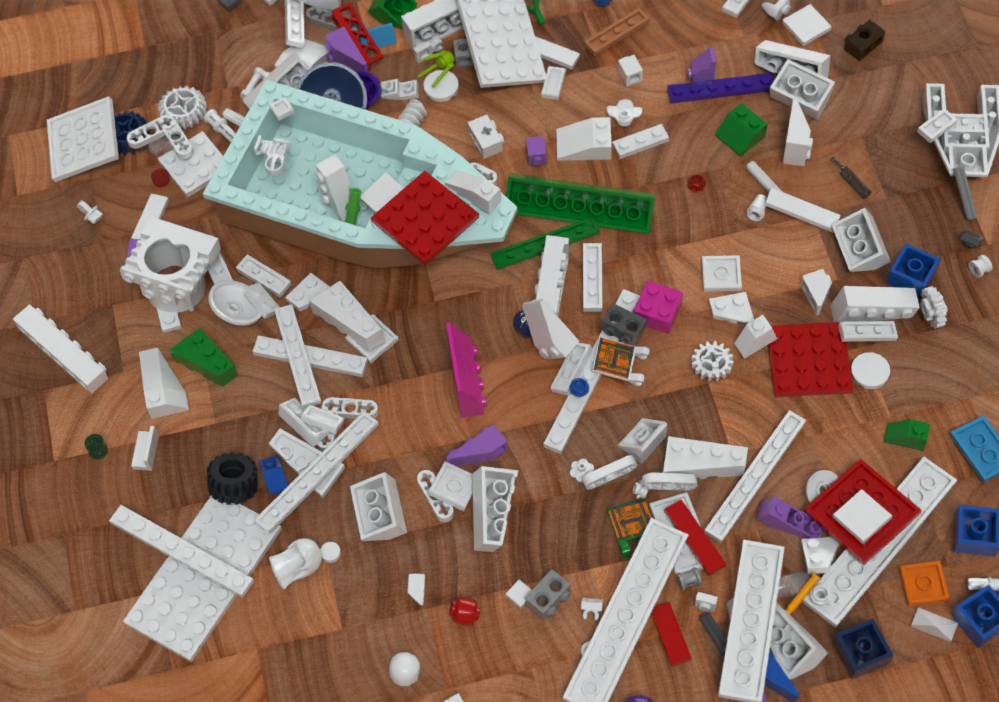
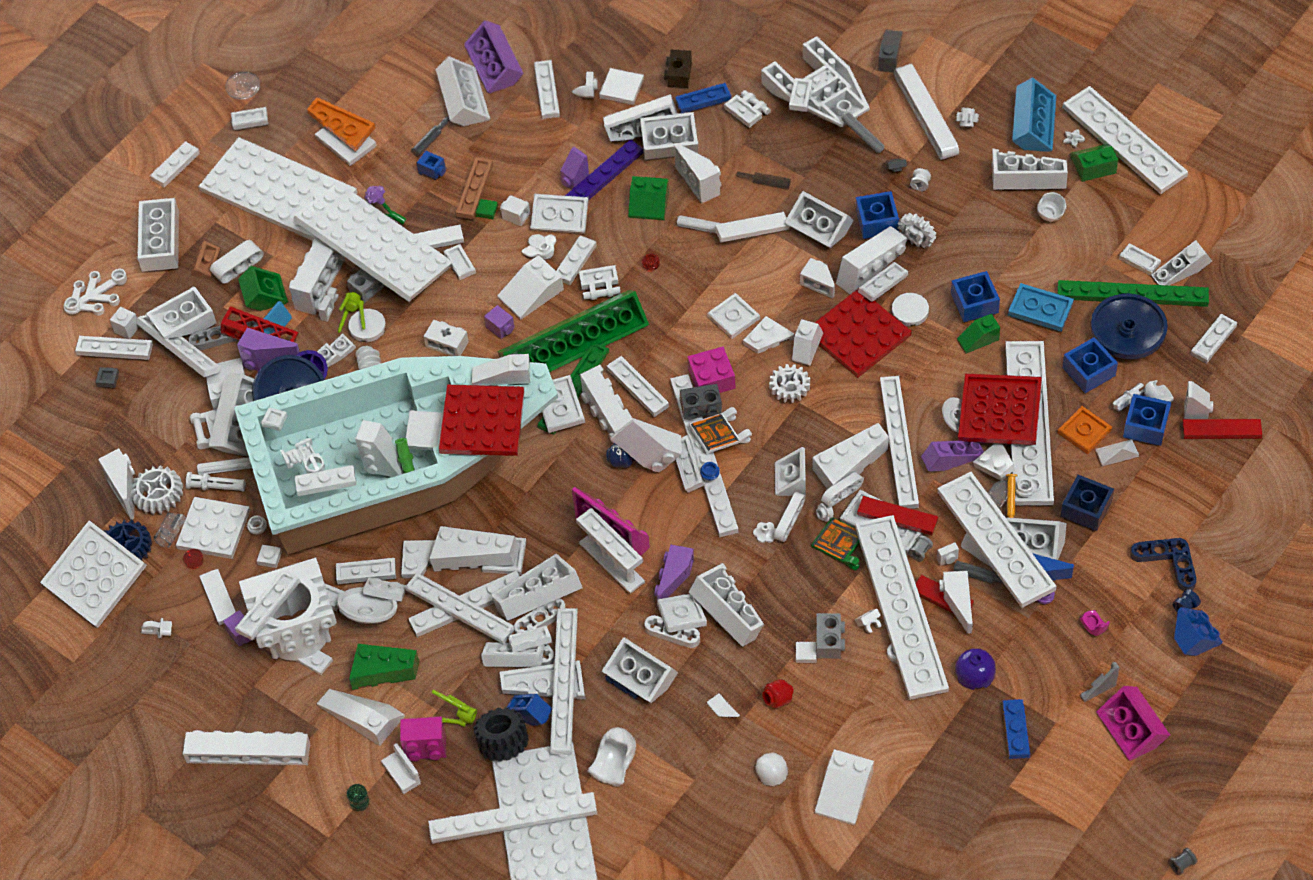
camera: 40 degrees left, 5 degrees down
(149, 249) = (267, 605): none -> white tile
(163, 77) = (119, 477): none -> white slope
(167, 131) = (169, 515): white beam -> none
(176, 437) = (423, 738): none -> dark pink brick
(210, 215) = (269, 556): none -> white plate
(228, 442) = (465, 713): none -> lime plant
(271, 182) = (325, 480): none -> white plate
(330, 552) = (634, 729): white tile -> none
(364, 382) = (536, 588): none -> white wedge
(441, 394) = (610, 550): none -> white fence
(519, 248) = (565, 409): none -> white tile
(611, 54) = (486, 209): none -> green tile
(644, 168) = (599, 277): none -> white plate
(661, 95) = (559, 213): none -> white tile
(681, 639) = (957, 595): none -> white slope
(756, 210) = (716, 249): white cone -> none
(862, 77) = (703, 98): none -> blue plate
(862, 516) = (1005, 411): white tile -> none
(885, 109) = (742, 109): none -> white plate
(932, 398) = (975, 296): none -> blue brick

